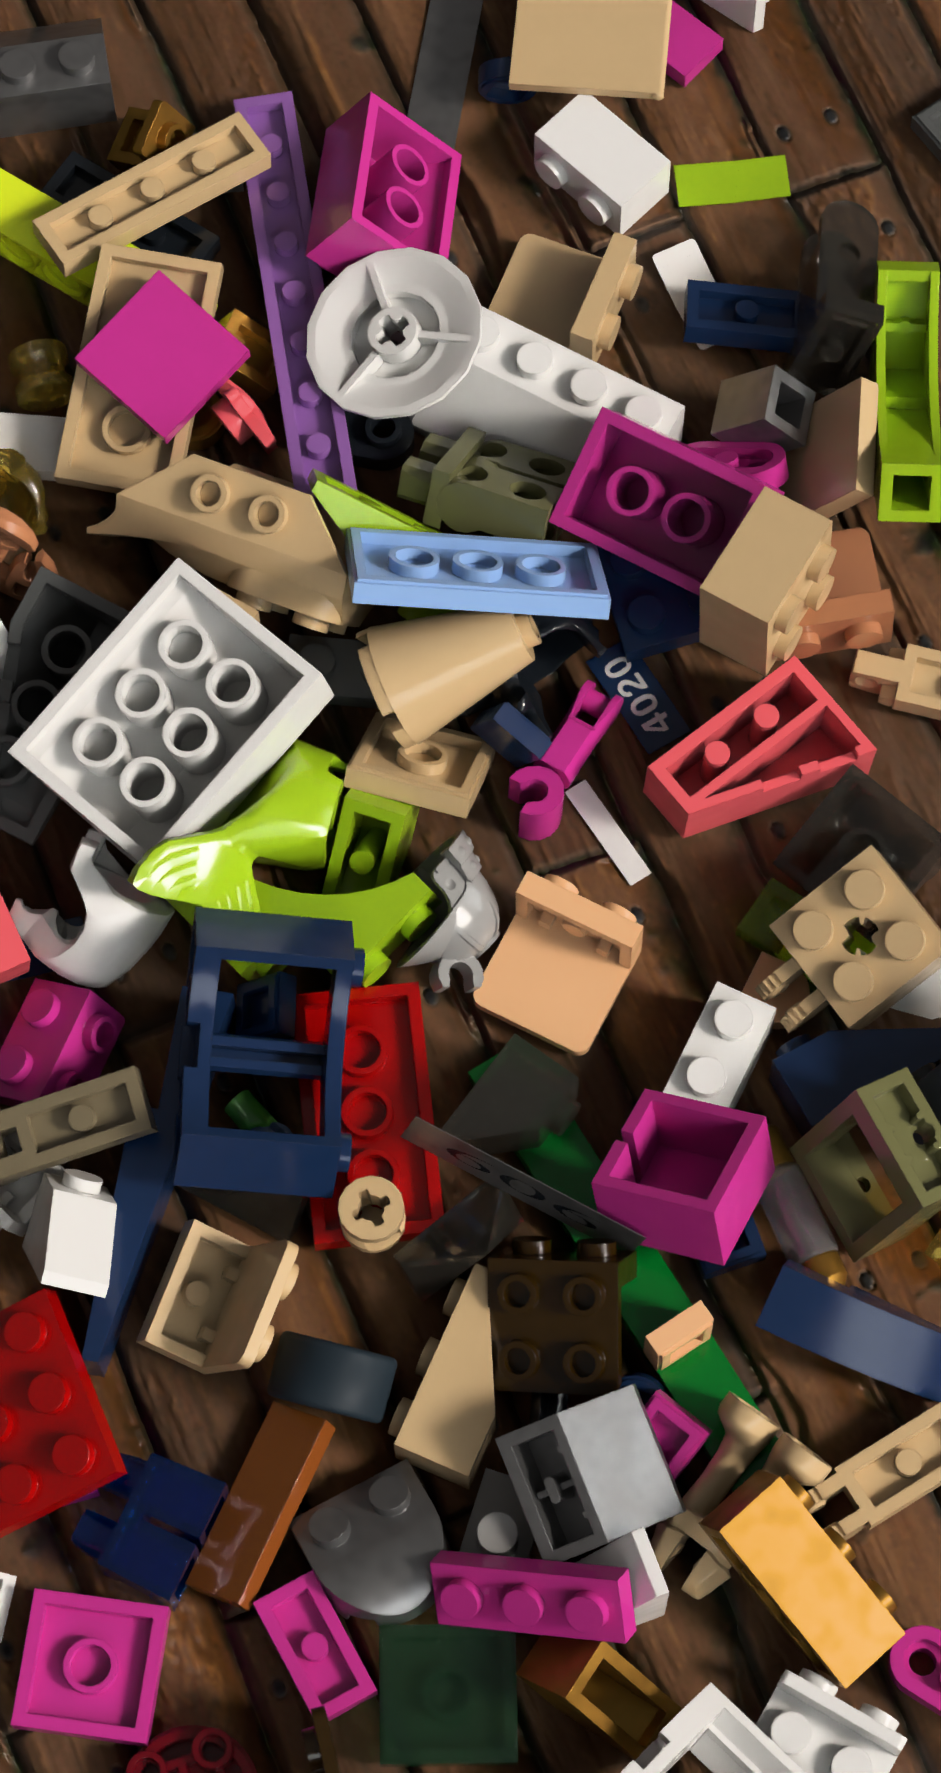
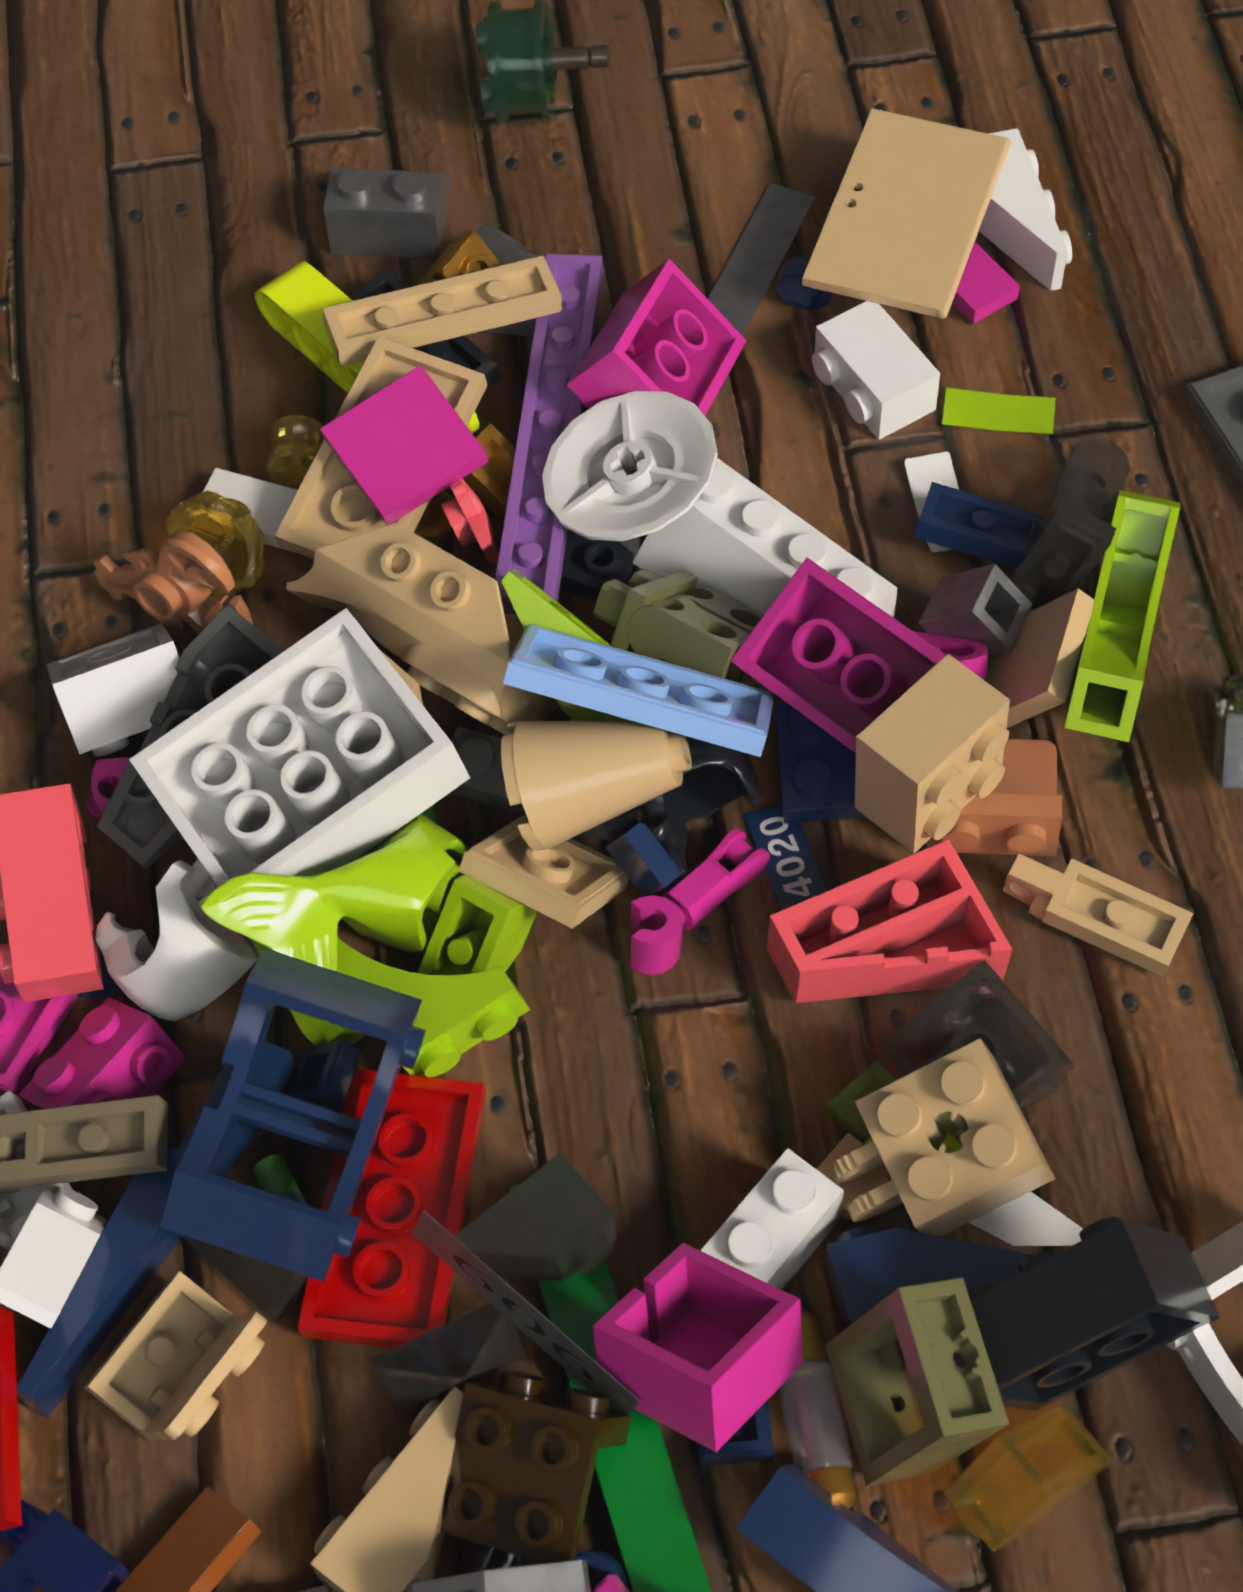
camera: 15 degrees right, 10 degrees down
(194, 104) = (503, 246): none -> flat silver tile
(332, 1377) = (270, 1475): black wheel -> none
(376, 1228) = (368, 1324): tan wheel -> none
(464, 921) = (546, 1034): light grey helmet -> none
(560, 963) = (634, 1098): light nougat bracket -> none
(569, 291) = (817, 474): tan bracket -> none
(608, 832) = (722, 982): white sticker -> none
(678, 1336) = (651, 1519): light nougat tile -> none

